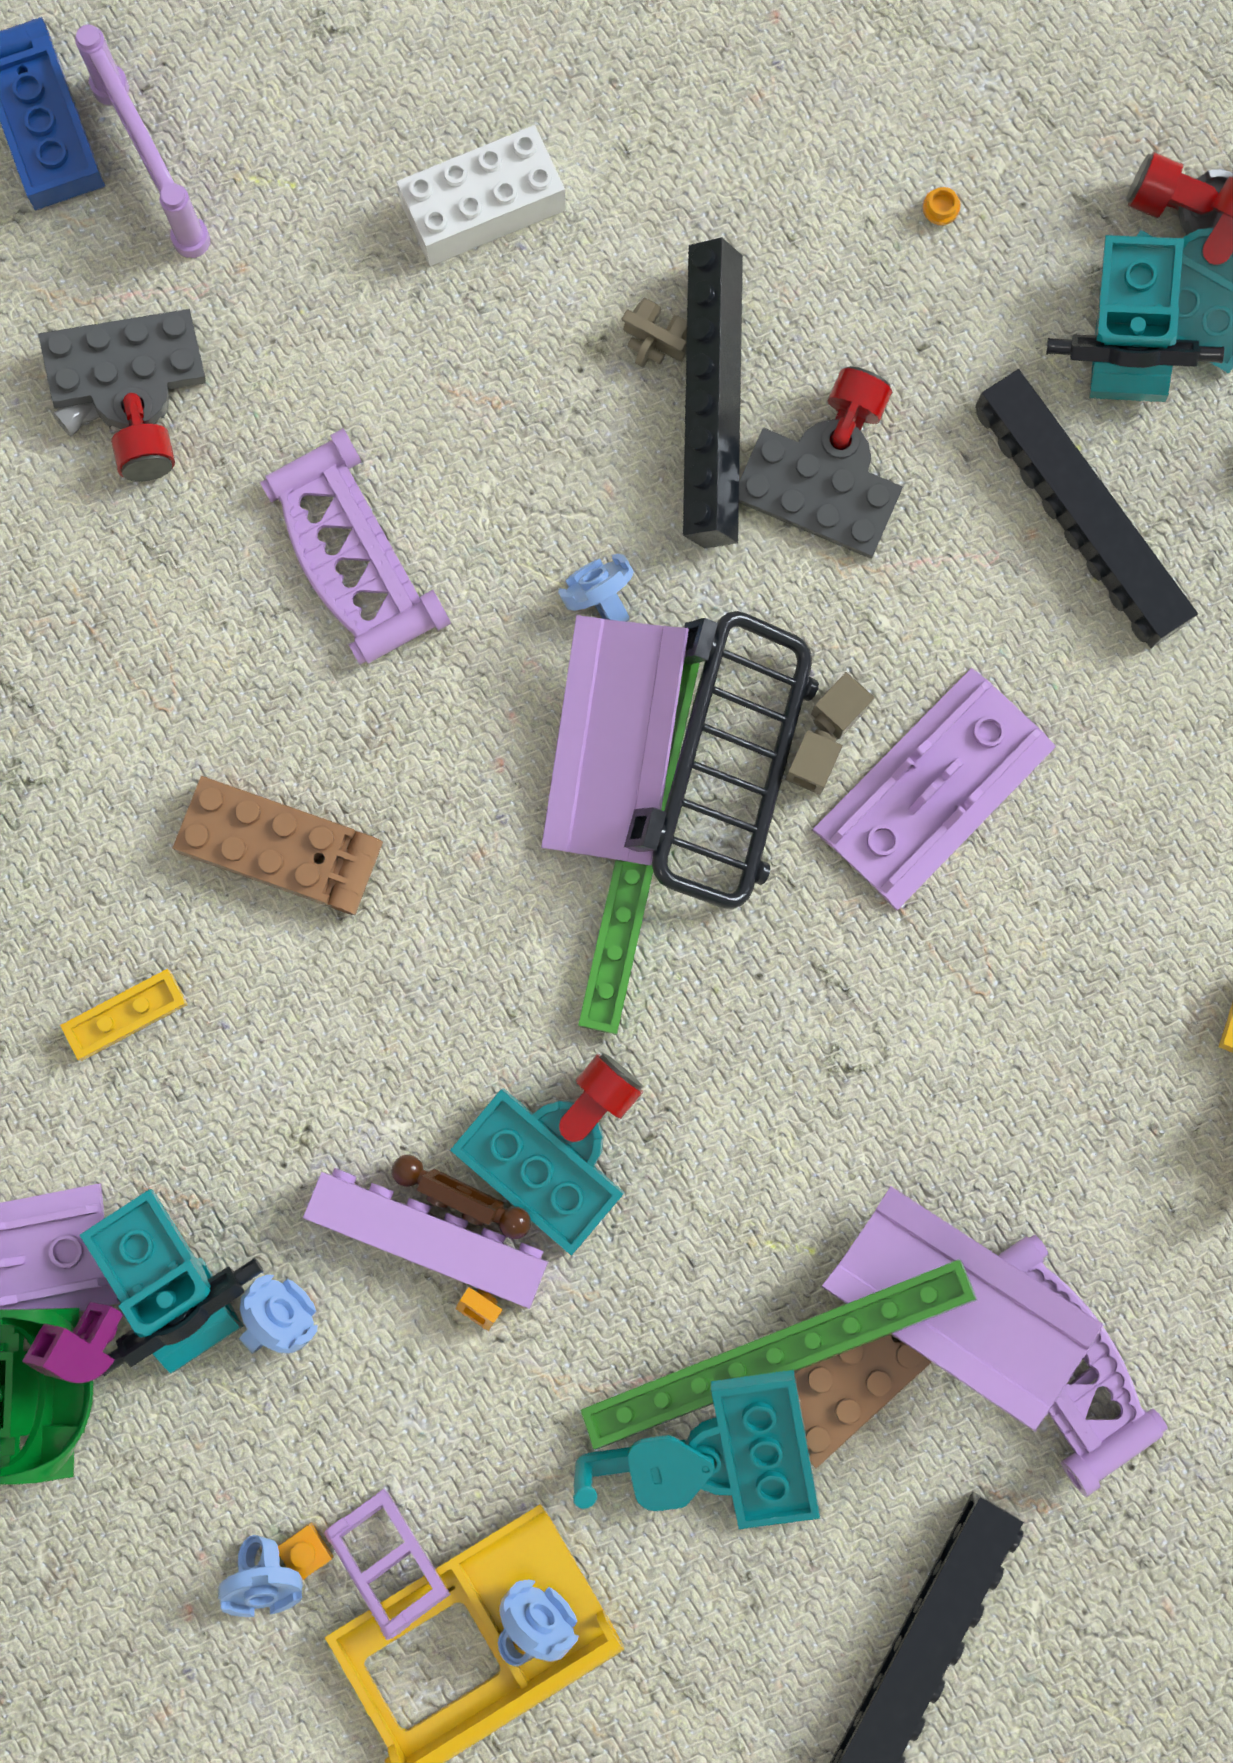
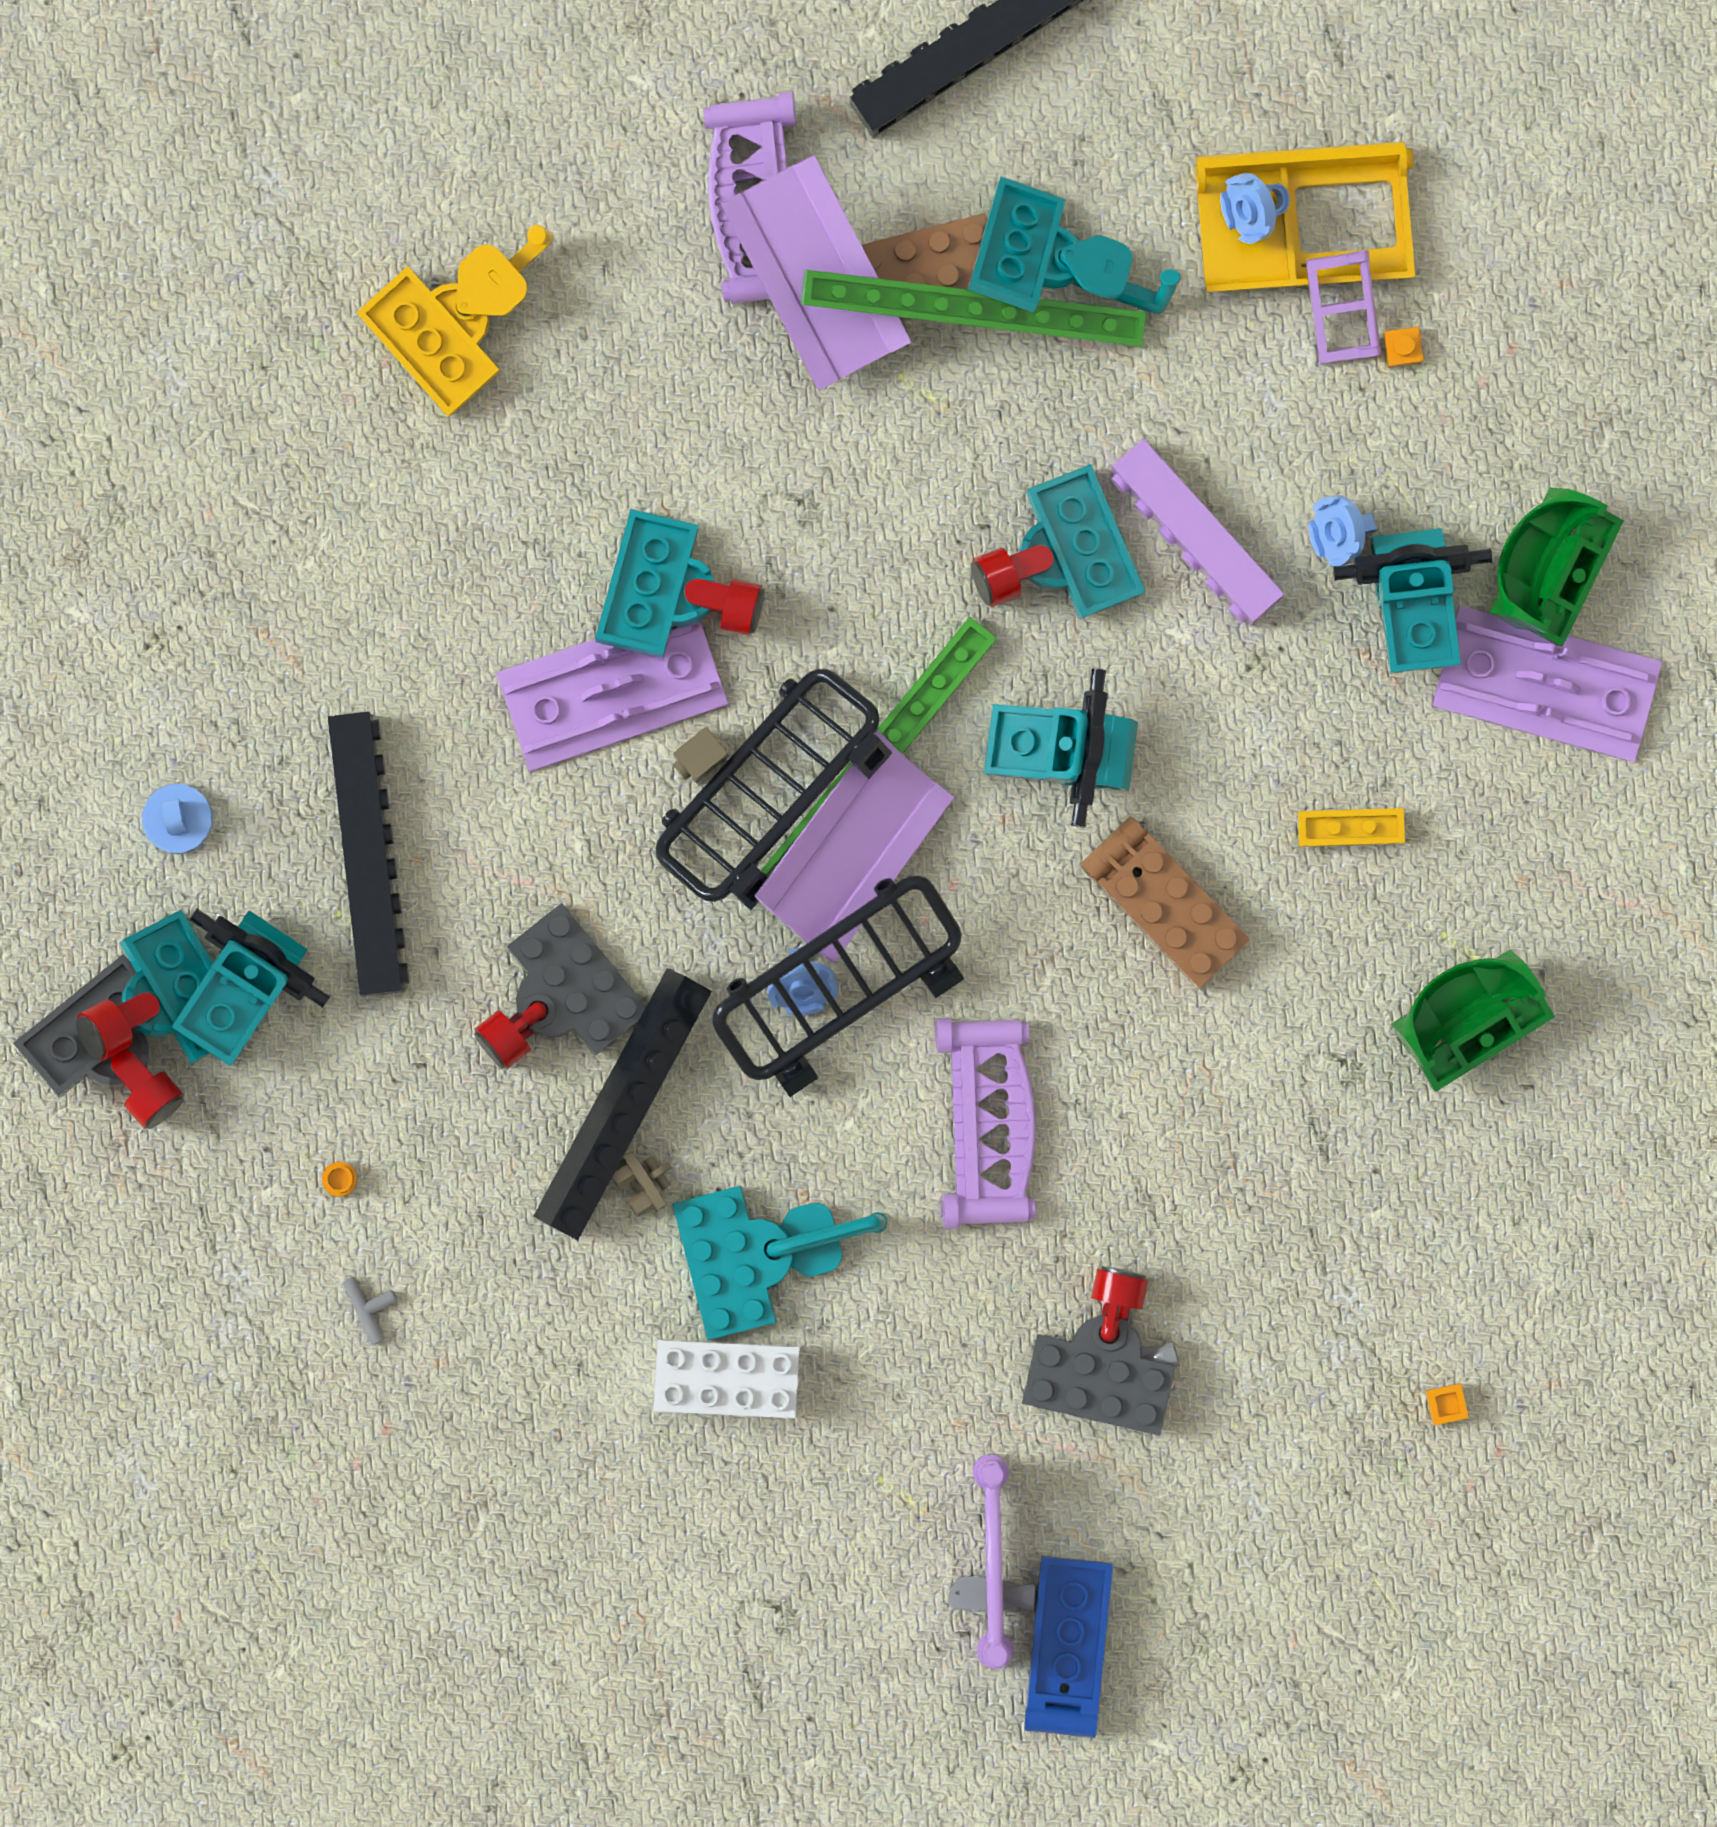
camera: 150 degrees left, 5 degrees up
(76, 1355) = (1498, 571): magenta brick -> none
(159, 121) = (971, 1594): none -> light grey piece
(260, 1584) = (1446, 339): light blue tile -> none
(447, 1191) = (1148, 542): reddish brown plate -> none
(452, 946) = (1065, 746): none -> teal piece
(479, 1307) = (1181, 460): light orange plate -> none
(529, 303) = (731, 1258): none -> teal plate
(563, 508) = (935, 971): none -> black bar
(841, 706) = (654, 789): dark tan brick -> none
(851, 106) = (366, 1309): none -> light grey piece
(939, 907) = (664, 587): none -> teal plate

